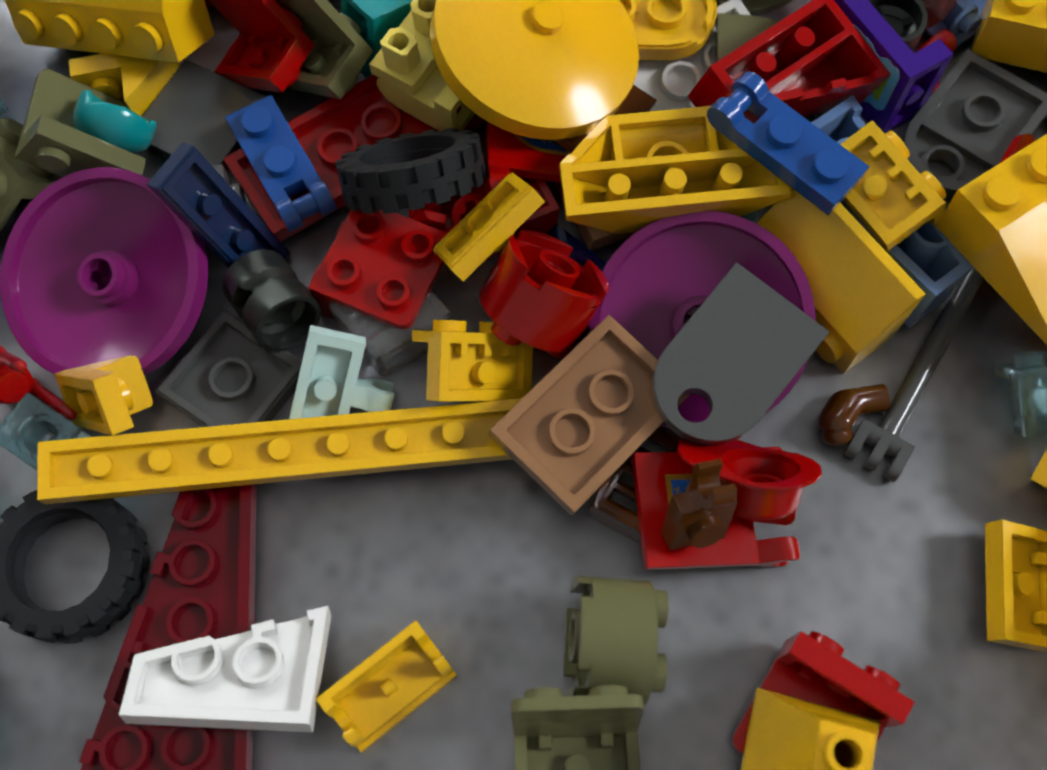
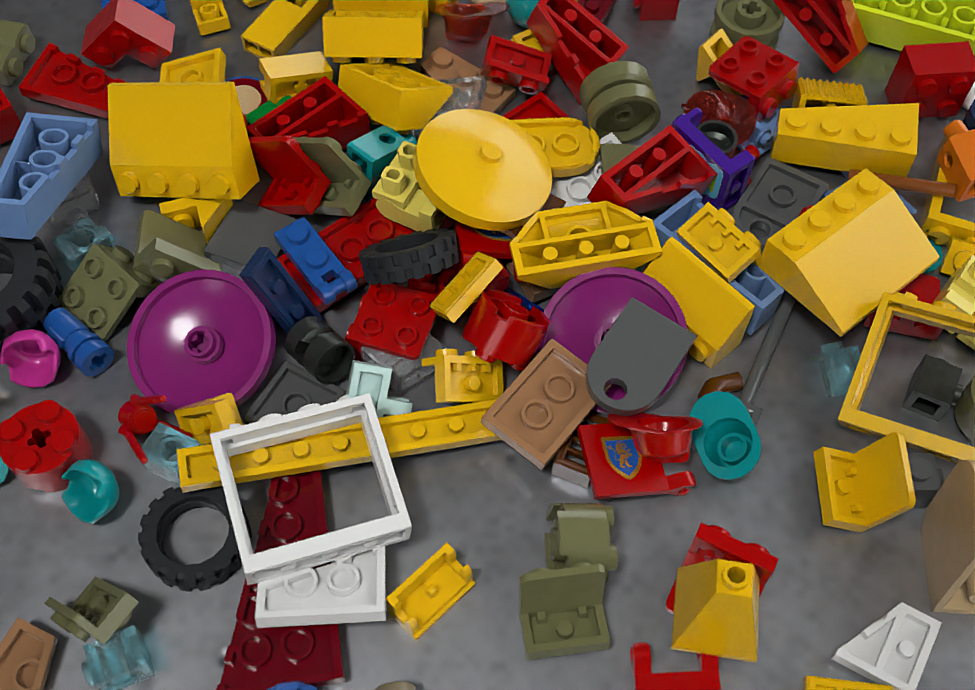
camera: 10 degrees left, 10 degrees down
(113, 123) = (198, 240): teal hair -> none
(181, 426) = (325, 548): none -> white window
(704, 512) = (629, 454): reddish brown plate -> none
(786, 143) = (655, 219): blue plate -> none
(860, 497) = (728, 436): none -> teal piece

